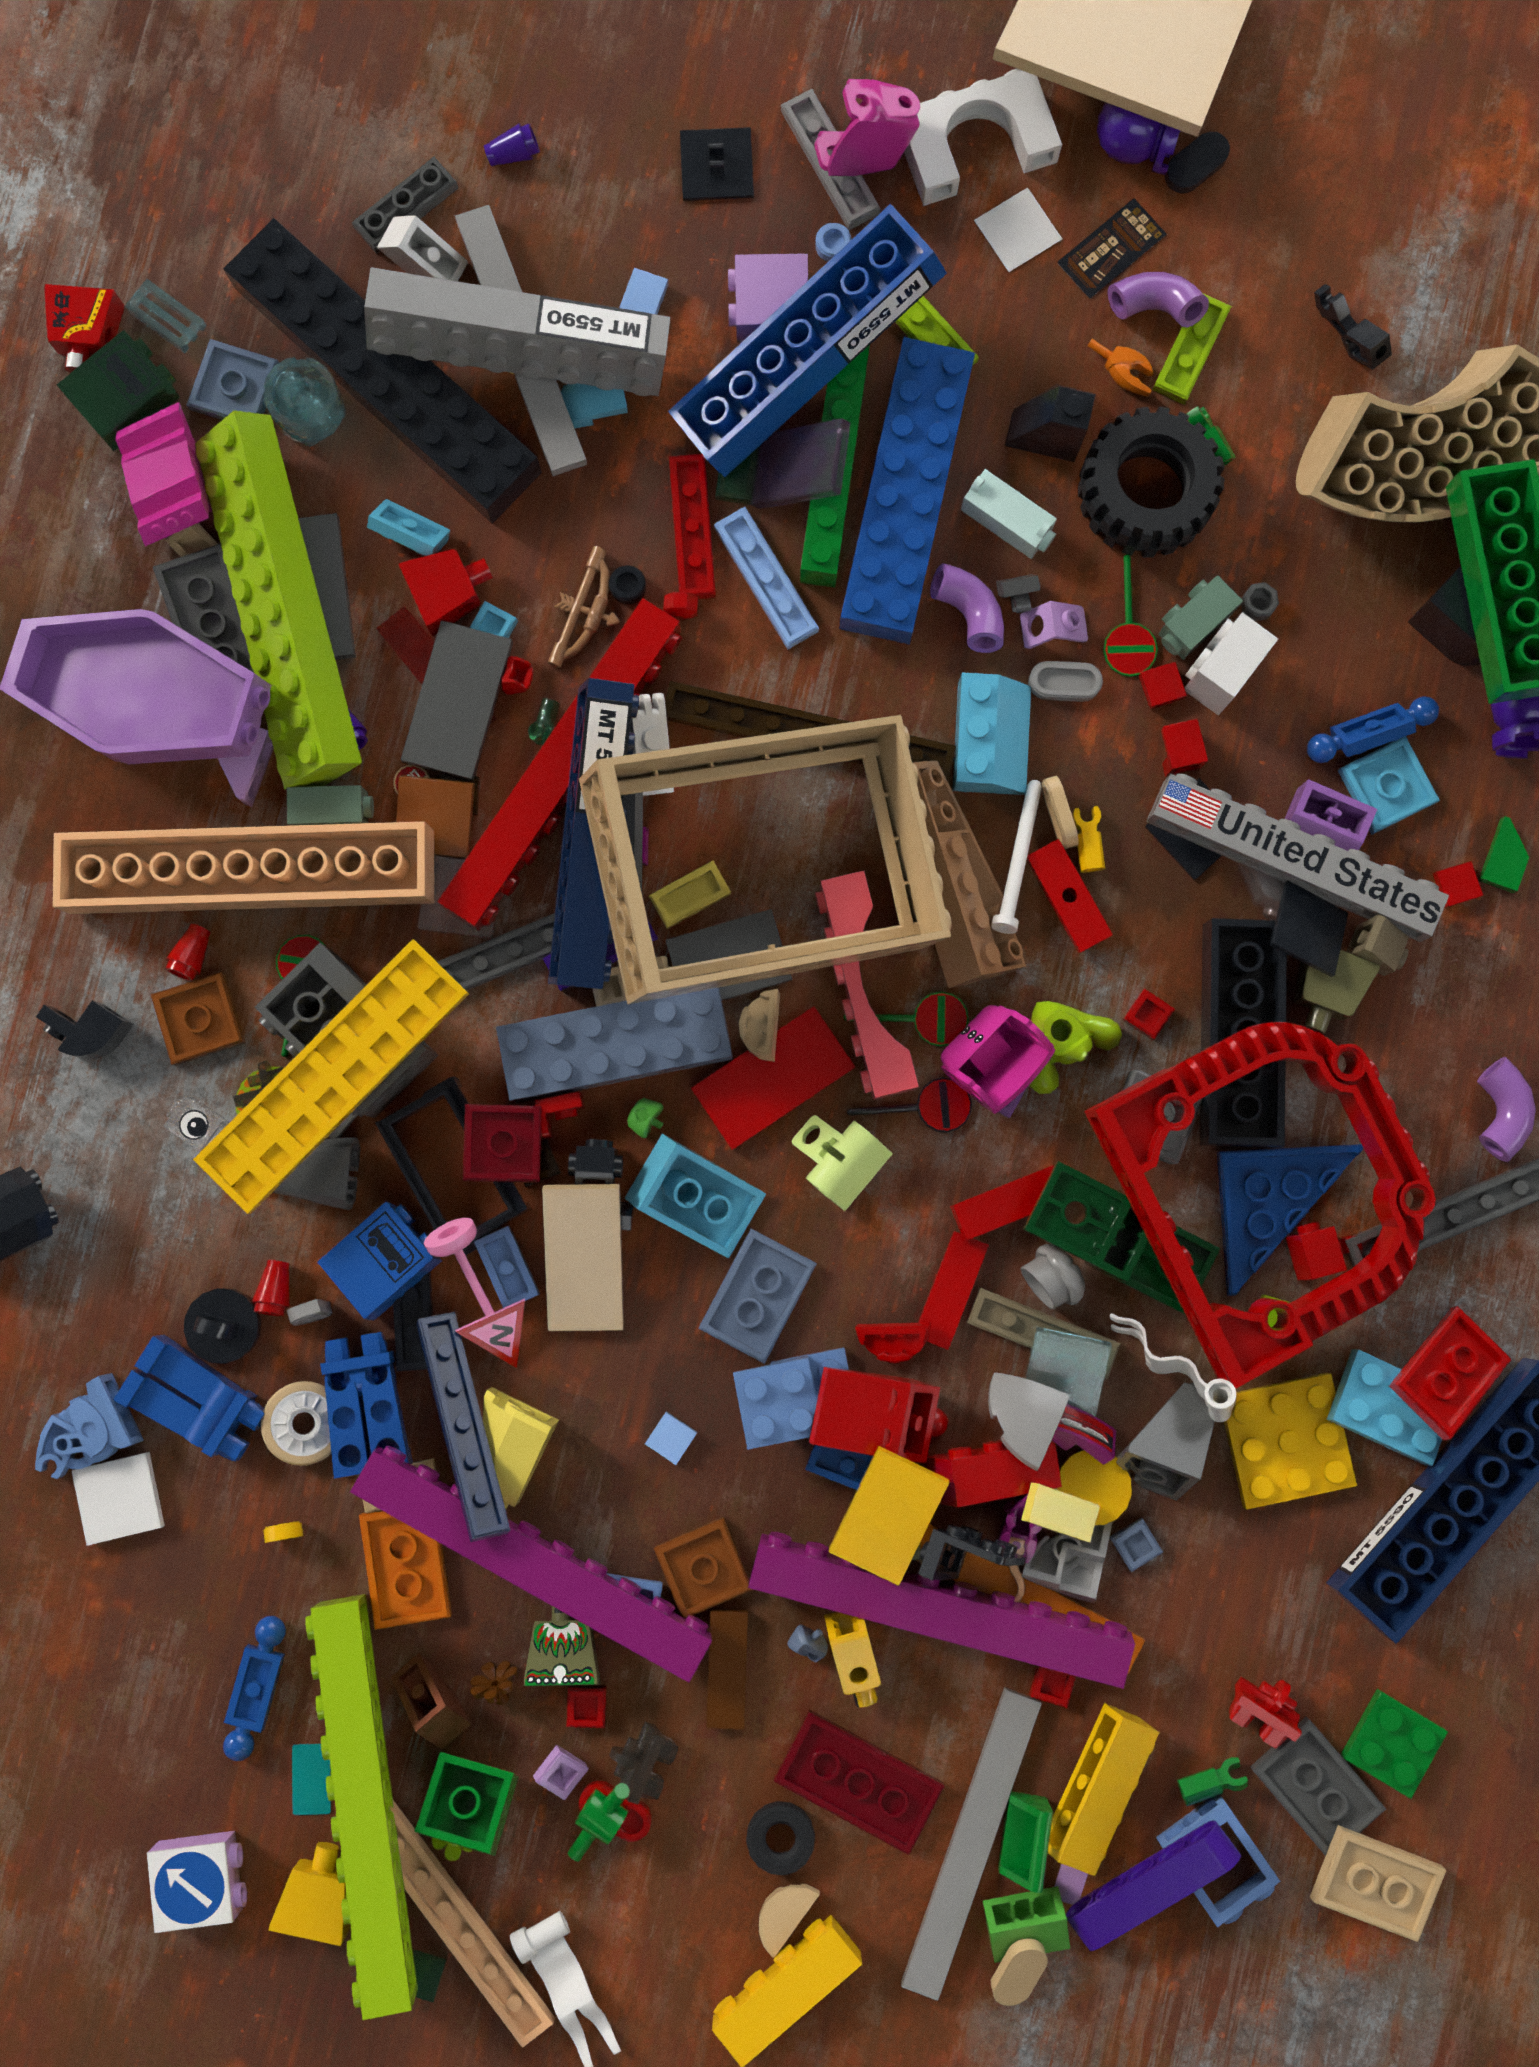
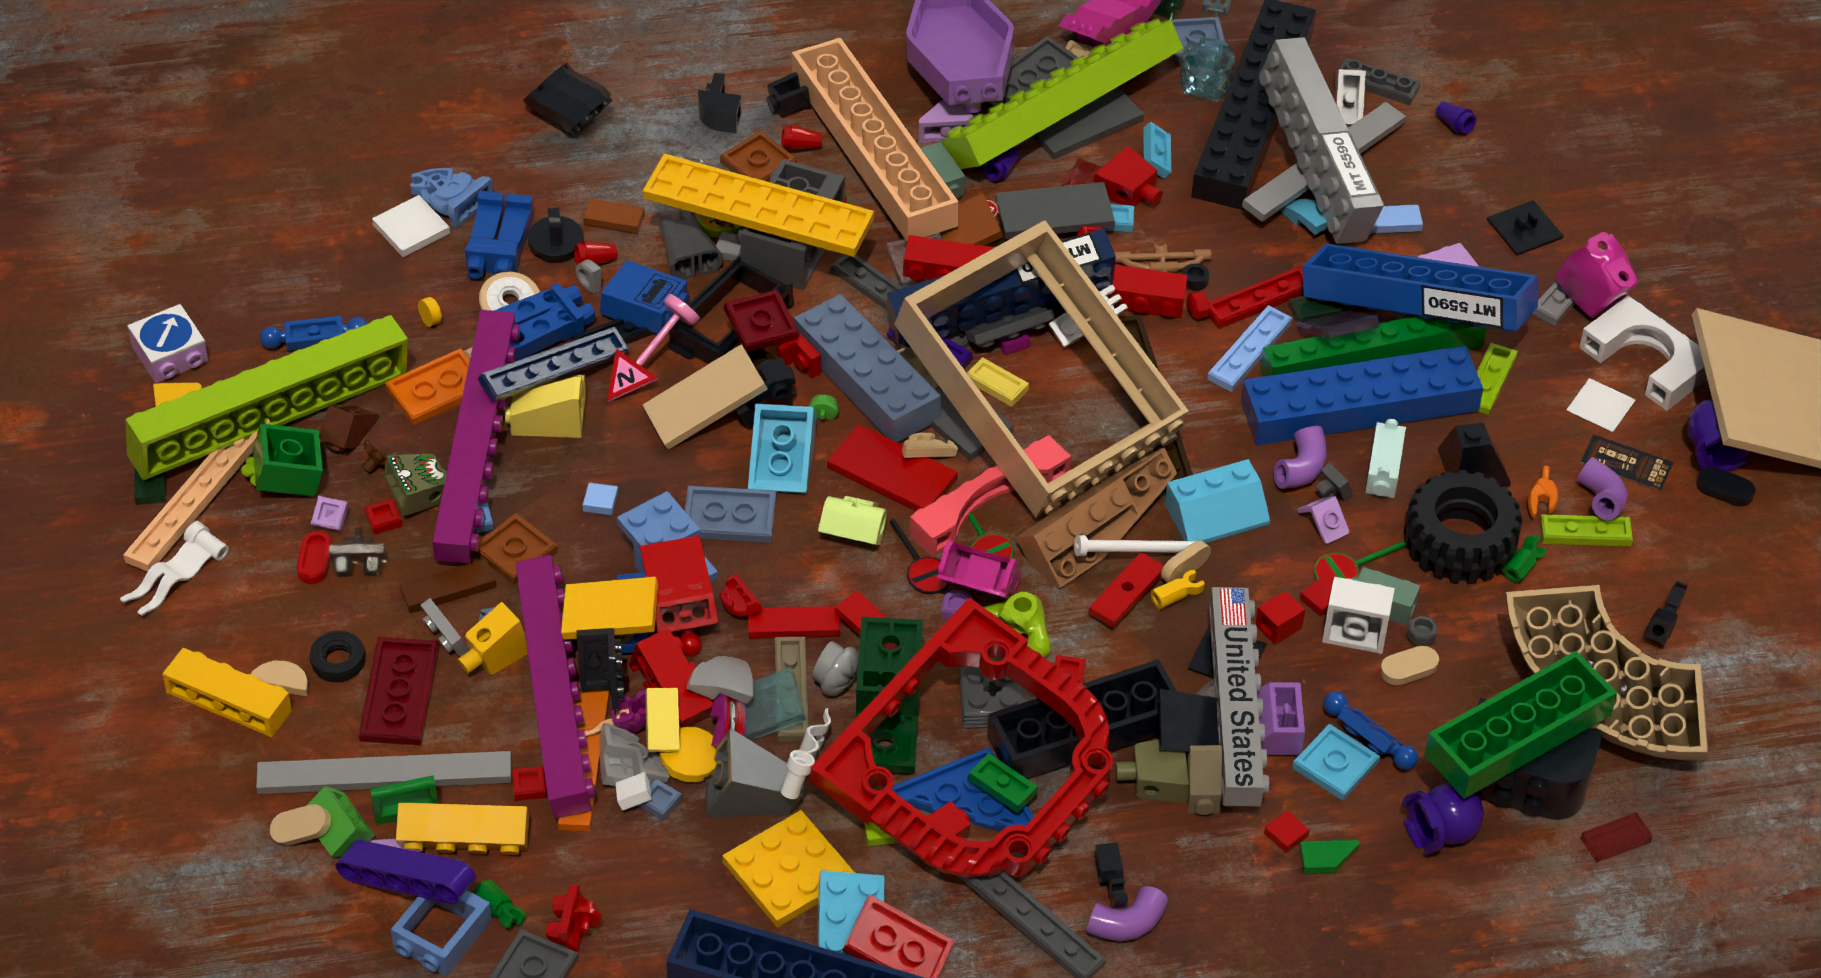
camera: 65 degrees right, 35 degrees down
(109, 937) = (787, 95): none -> black window
(215, 1237) = (614, 216): none -> dark orange tile
(506, 1267) = (677, 366): medium blue plate -> none
(599, 1819) = (309, 536): green piece -> none
(799, 1701) = (437, 621): none -> light grey plate
(1065, 681) = (1287, 539): light grey tile -> none
(1122, 1574) = (633, 791): none -> white tile
(1289, 1164) = (1003, 783): none -> green plate
(1296, 639) = (1409, 665): none -> tan tile
(1445, 1101) = (1110, 872): none -> black piece

